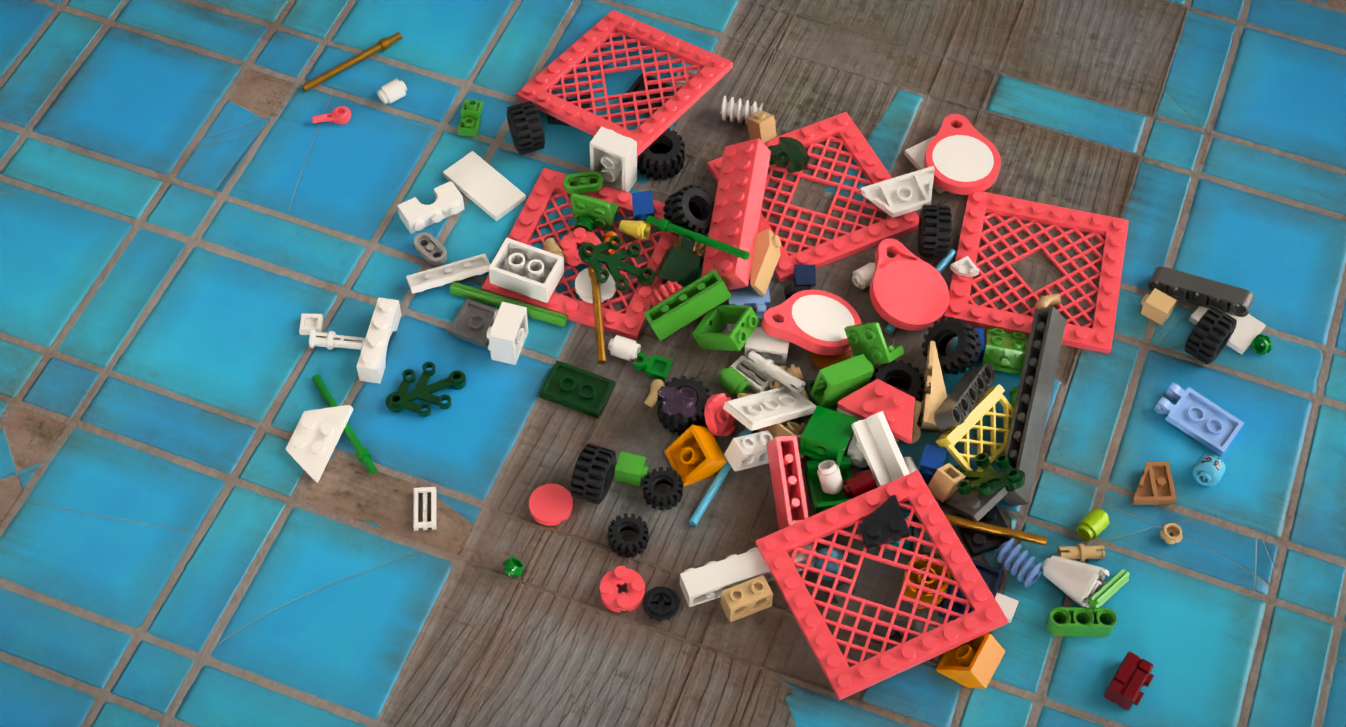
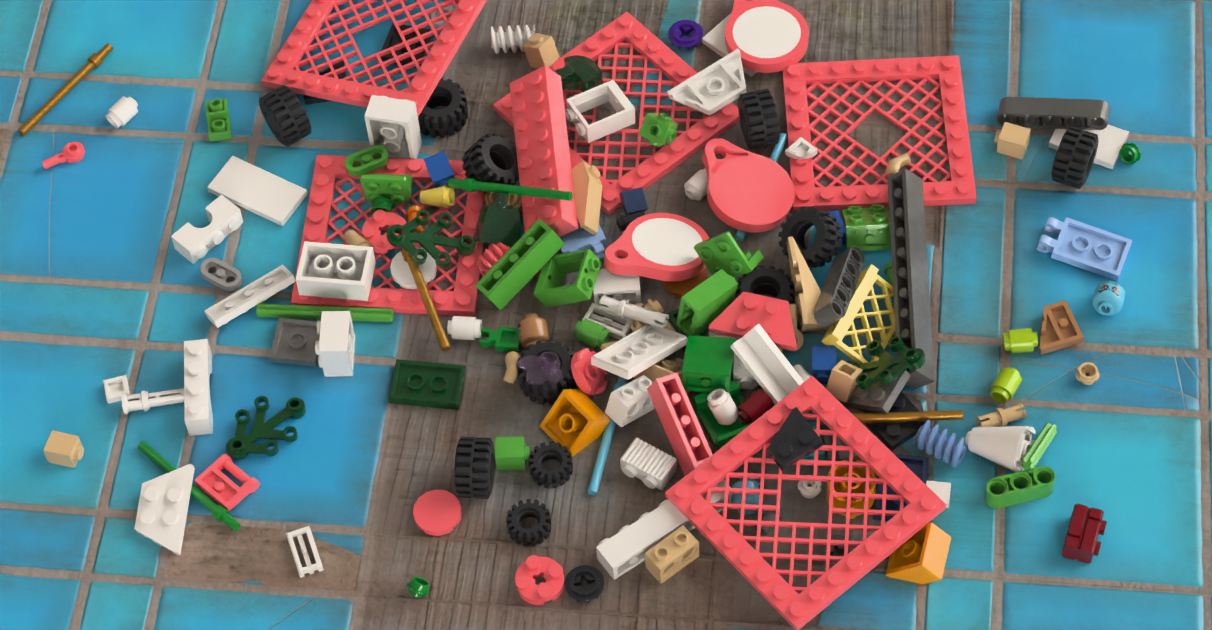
camera: 10 degrees left, 0 degrees up
(248, 364) = (63, 449): none -> tan brick
(372, 434) = (223, 489): none -> coral plate
(682, 365) = (532, 330): none -> medium nougat head
(749, 511) = (648, 464): none -> white brick
(797, 177) = (594, 97): none -> white window
(843, 218) = (658, 129): none -> bright green brick
(888, 575) = (809, 492): none -> white plate
(894, 138) = (685, 27): none -> dark purple gear
(1117, 487) = (1020, 340): none -> lime brick

